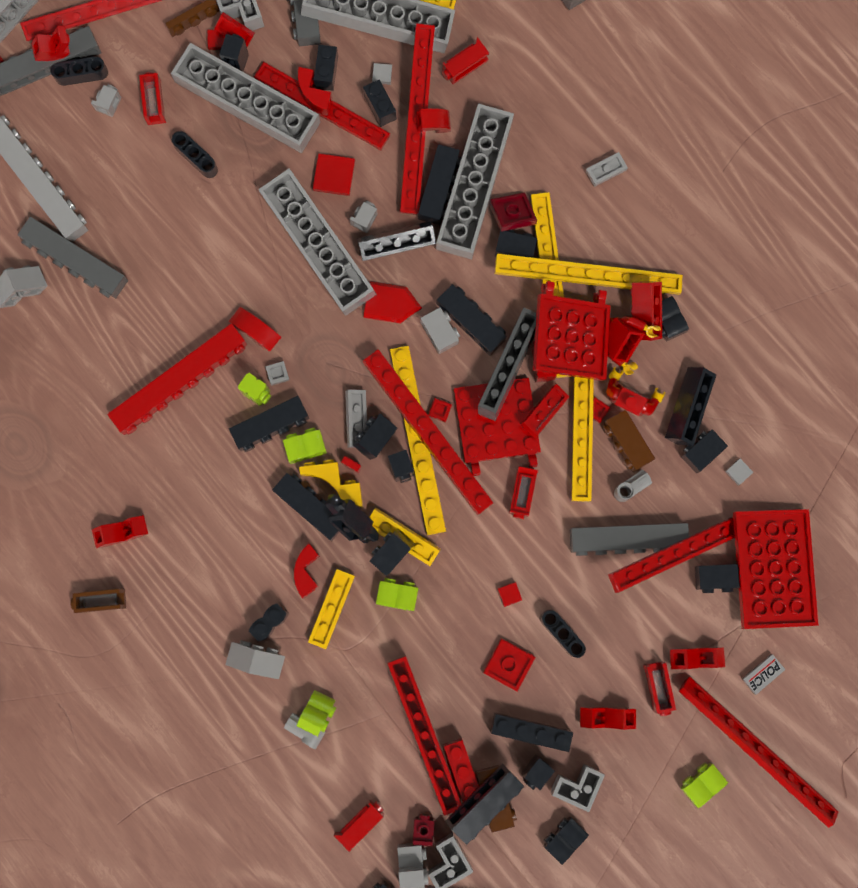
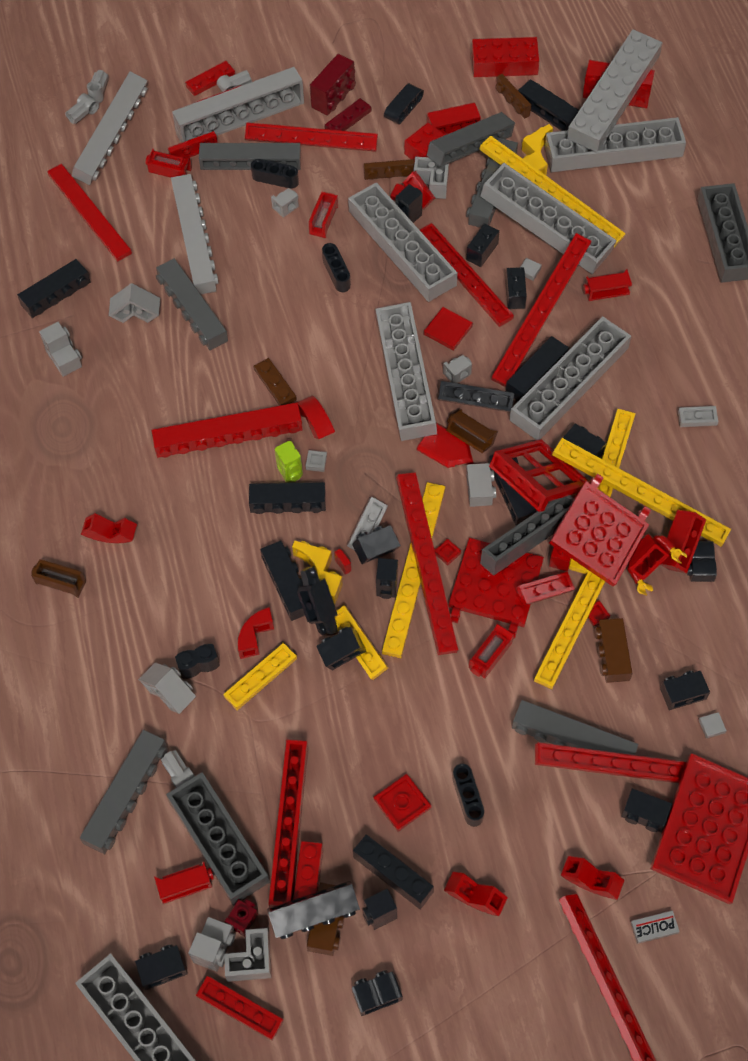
camera: 30 degrees right, 20 degrees down
(51, 46) = (262, 144): red brick -> none
(197, 307) = (274, 382): none -> reddish brown plate
(266, 771) = (123, 792): none -> dark grey brick
(304, 446) = (308, 528): lime brick -> none
(316, 713) = (197, 757): lime brick -> none
(317, 99) = (461, 262): red brick -> none
(370, 775) = (218, 838): none -> dark grey brick
(397, 595) = (326, 690): lime brick -> none
(406, 279) = (471, 431): none -> reddish brown window
(433, 119) = (557, 313): red brick -> none
(480, 315) = (523, 481): none -> red window
(509, 594) = (434, 738): red tile -> none
(513, 211) = (594, 415): dark red tile -> none
(579, 793) = (412, 950): light grey brick -> none
(630, 399) = (633, 613): red torso -> none
(633, 486) = (601, 691): light grey piece -> none
(660, 688) = (541, 890): red window -> none
(690, 406) = (688, 642): black brick -> none
(703, 785) = (543, 1005): lime brick -> none

